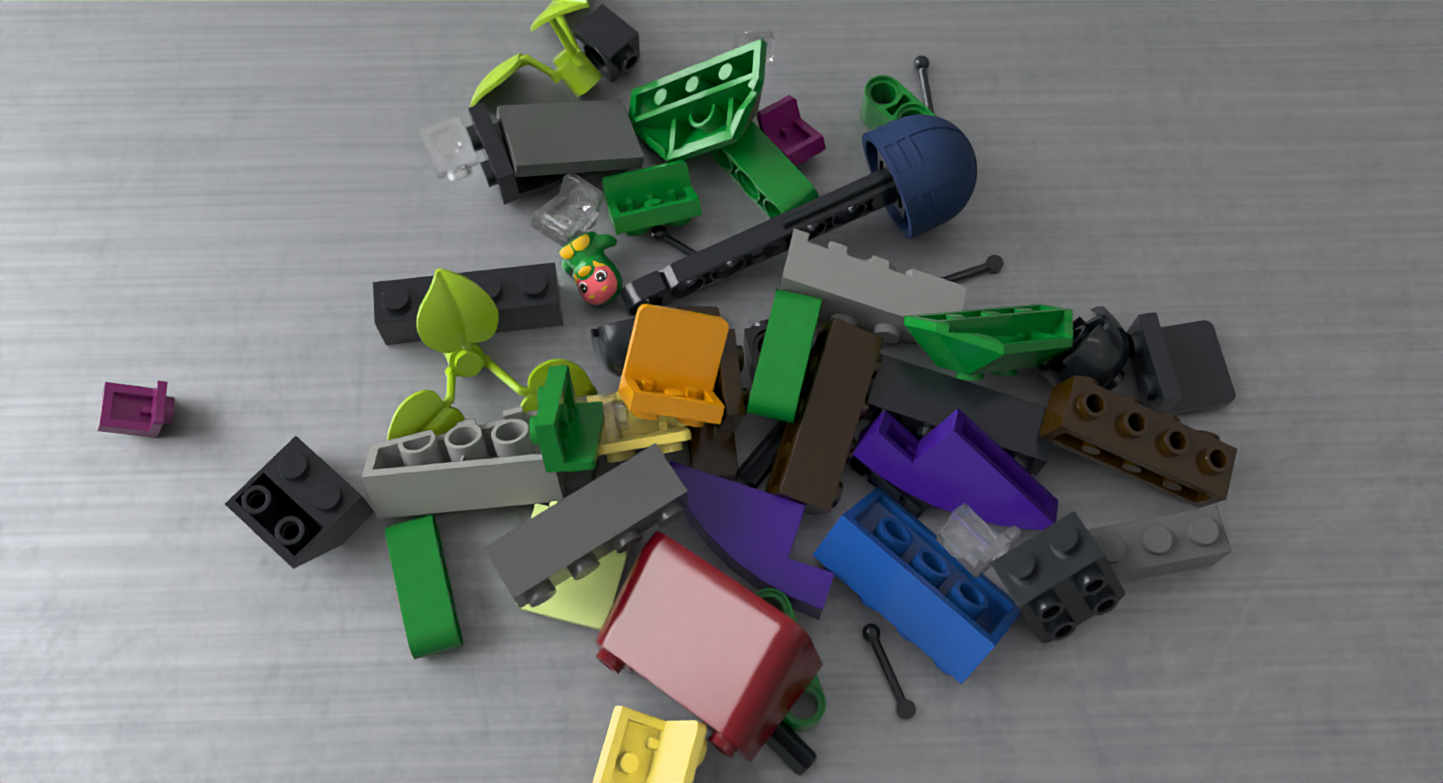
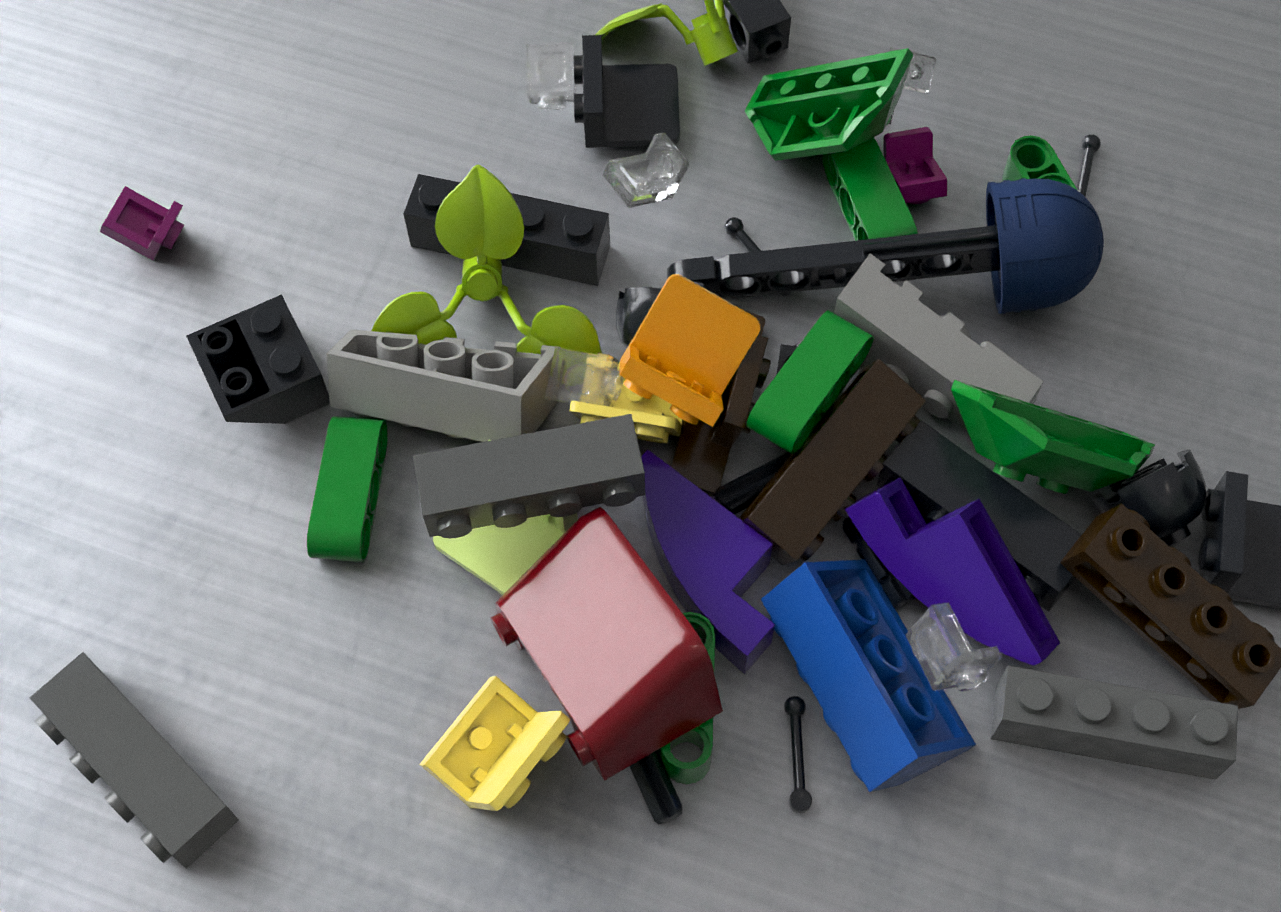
camera: 25 degrees right, 5 degrees down
(565, 429) = (542, 365): green bracket -> none
(569, 137) = (677, 99): dark grey tile -> none
(591, 269) = (646, 234): animal -> none
(651, 198) = (738, 185): green bracket -> none
(992, 265) = (1087, 375): black hinge -> none
(1059, 578) = (1022, 719): black bracket -> none

